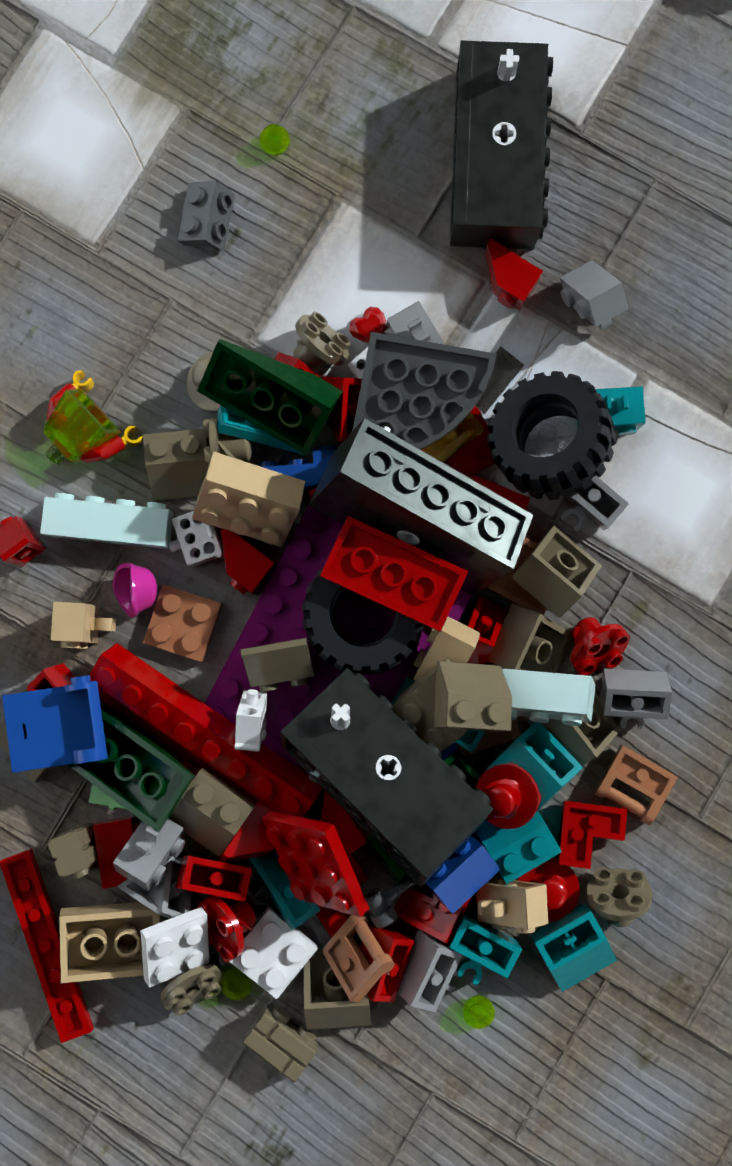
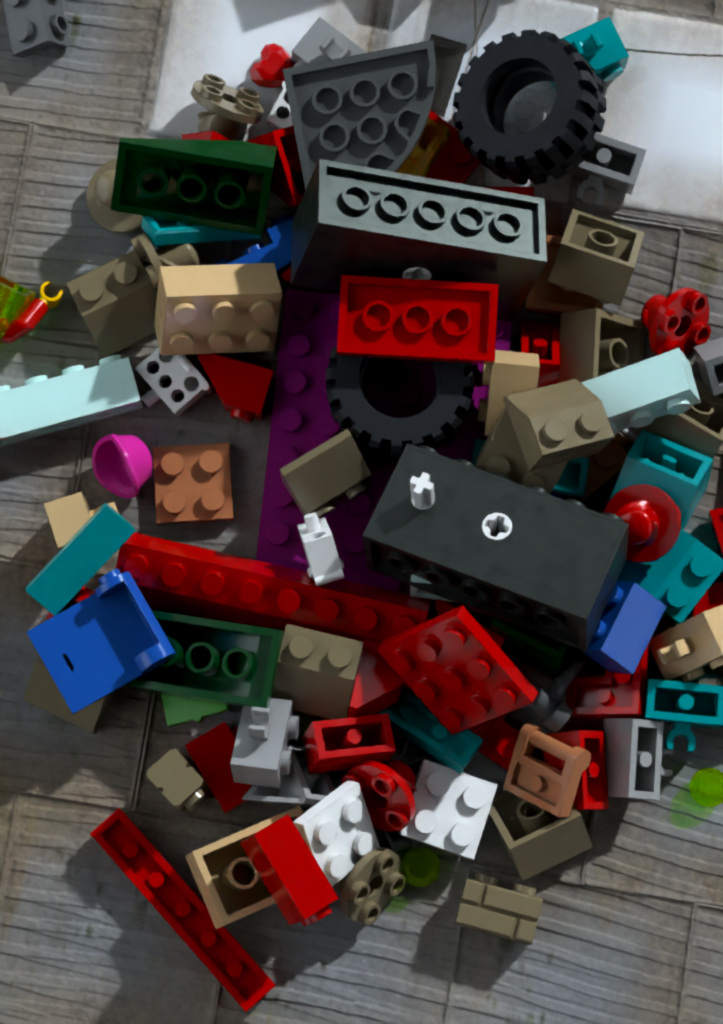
camera: 30 degrees left, 5 degrees down
(63, 655) = (80, 559): none -> teal tile
(123, 968) = (290, 872): none -> red brick

